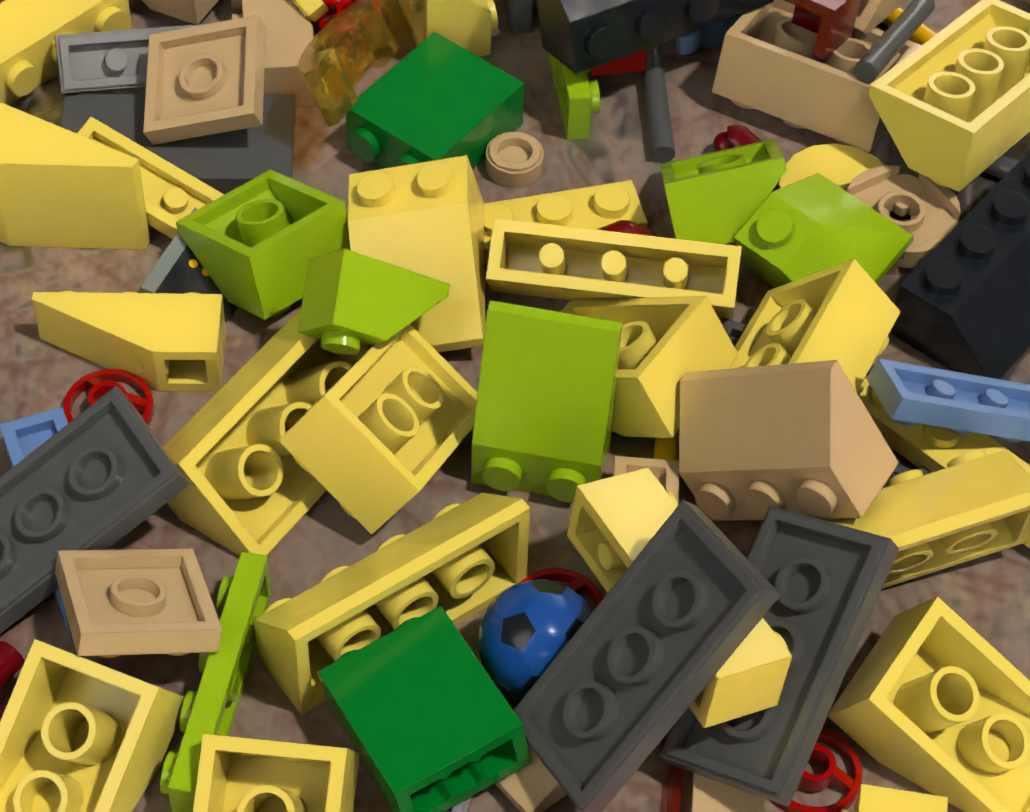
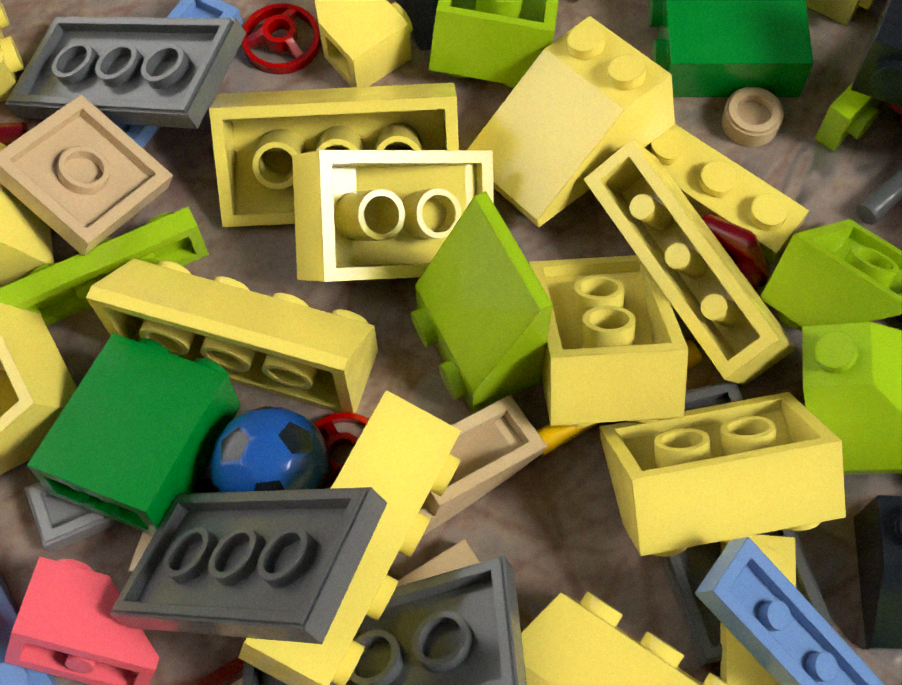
camera: 55 degrees right, 15 degrees up
(362, 300) = (455, 114): lime slope -> none
(781, 441) = (586, 527): tan slope -> none

